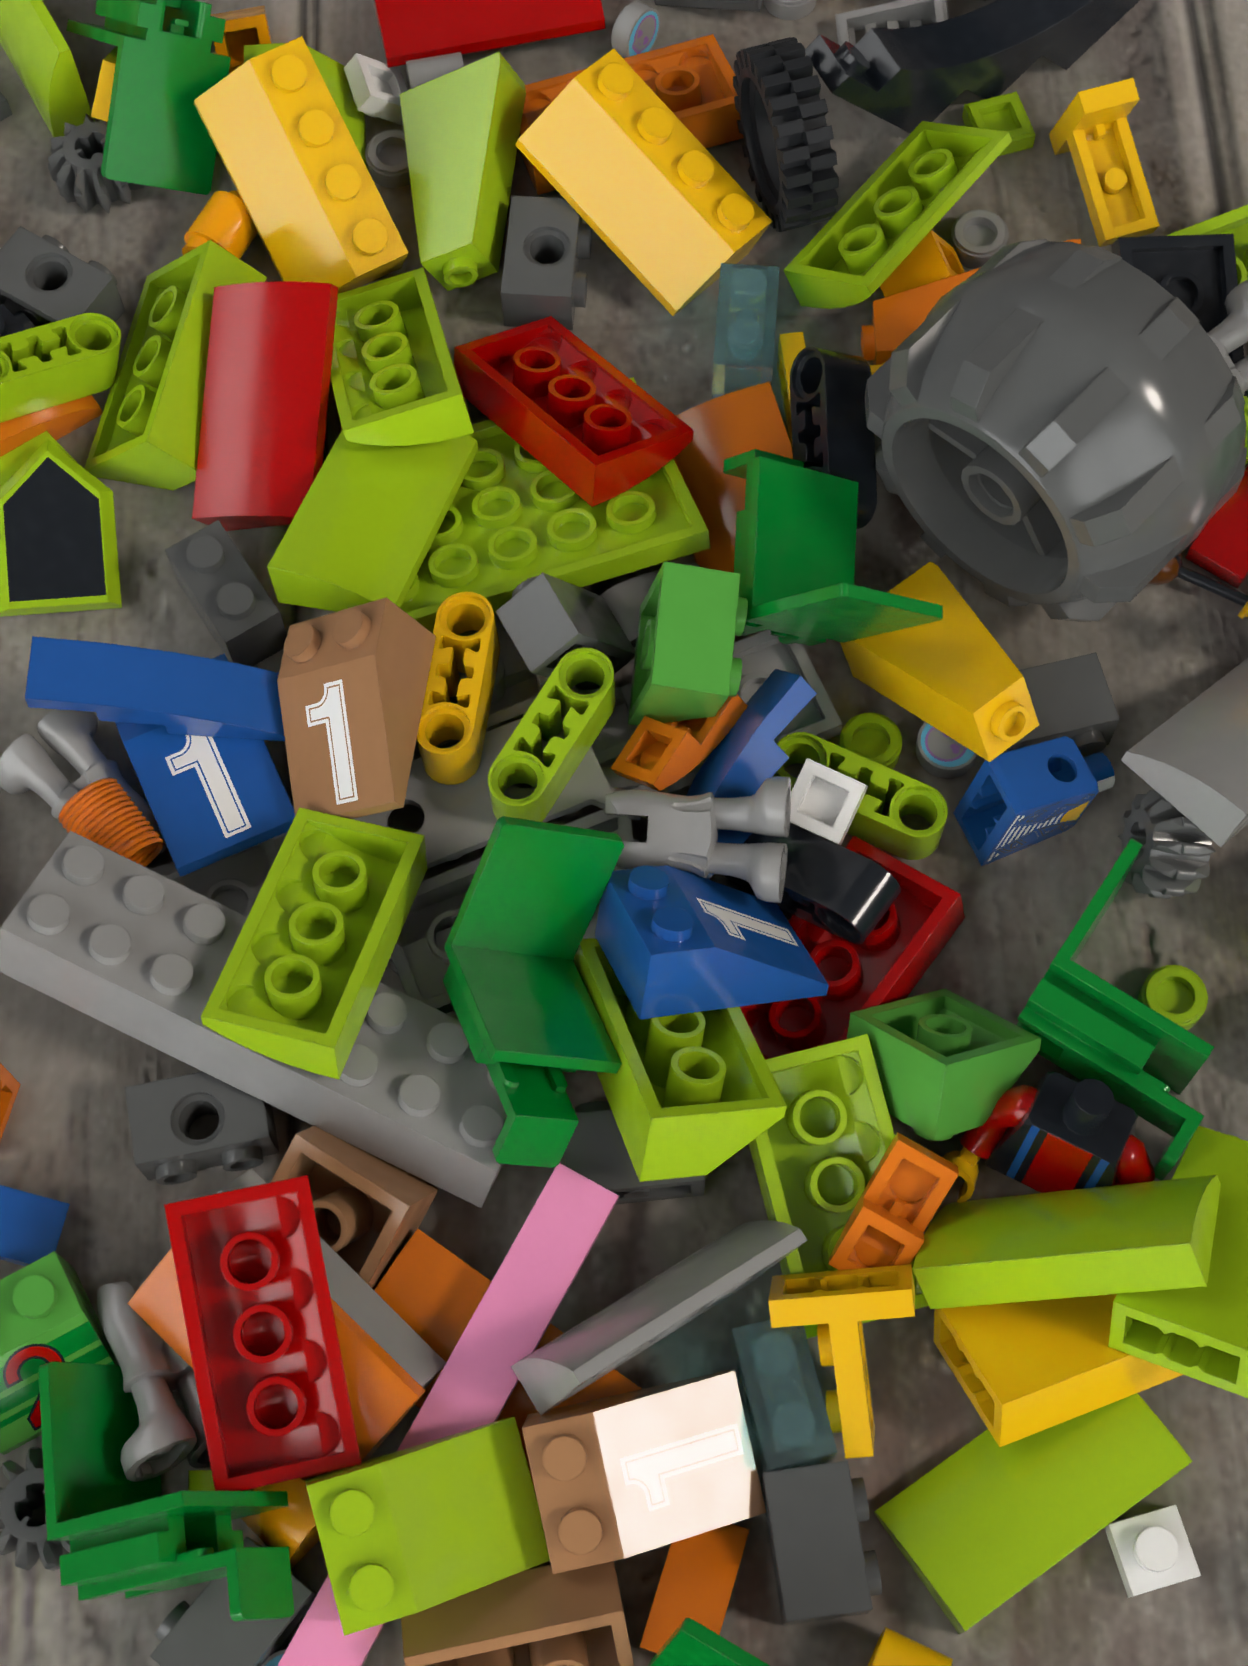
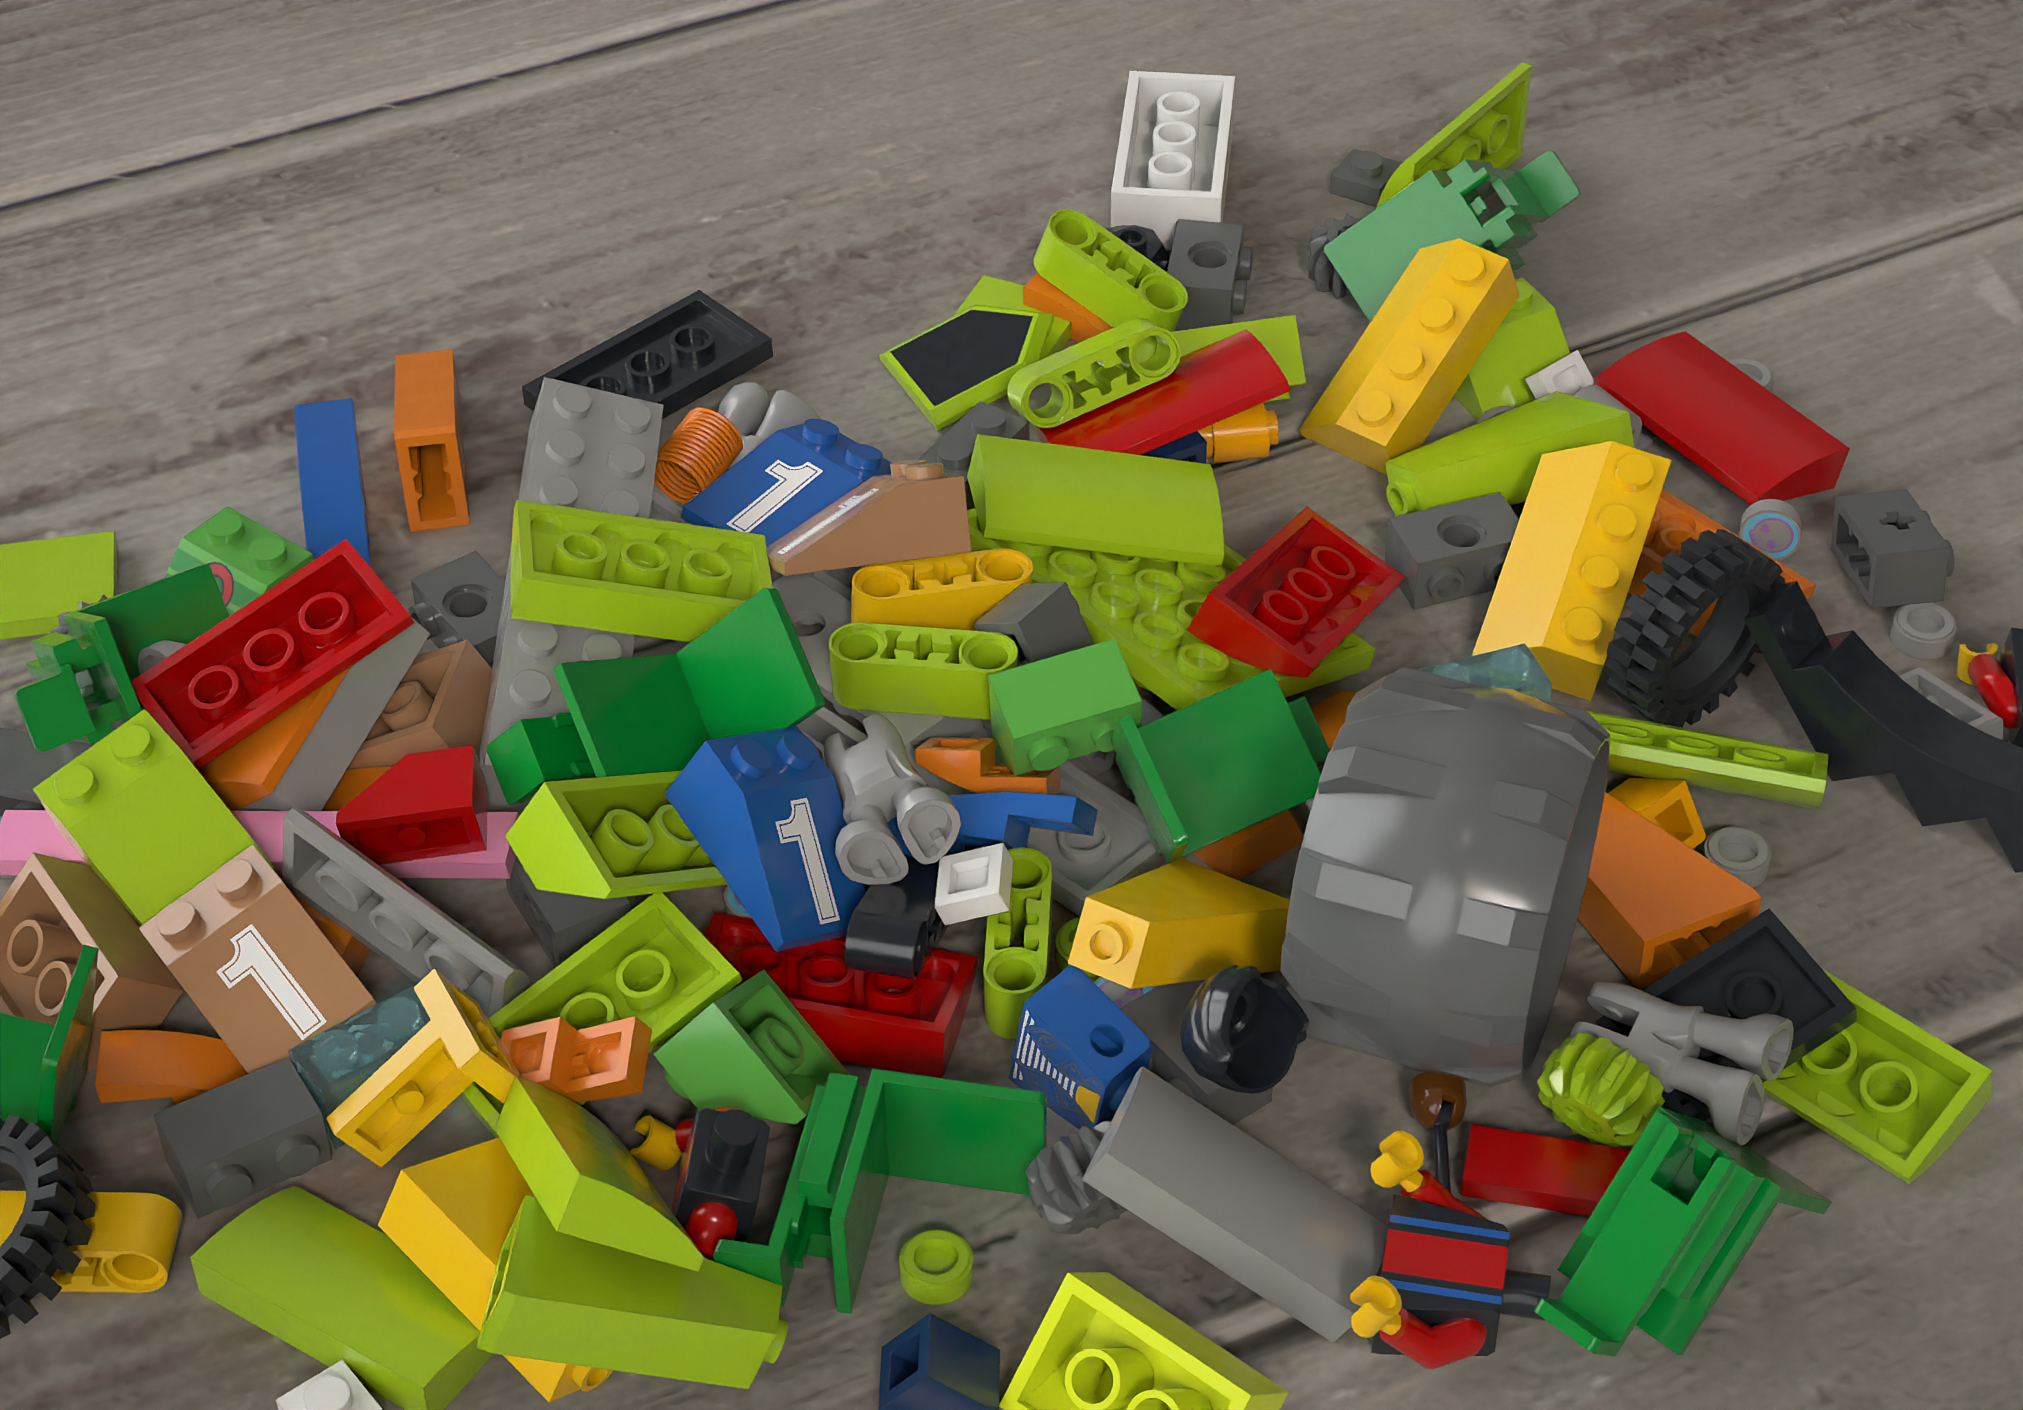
camera: 65 degrees right, 25 degrees down
(155, 688) = (817, 402): blue slope -> none
(200, 437) = (1107, 349): none -> lime beam
(224, 222) = (1328, 344): light orange brick -> none
(242, 28) = (1567, 295): light orange brick -> none
(395, 366) = (1261, 473): lime slope -> none
(536, 1243) = (420, 809): none -> red slope
(1002, 114) = (1890, 833): lime tile -> none
(1098, 661) = (1242, 1030): none -> black hair
(1107, 160) = (1895, 904): yellow bracket -> none

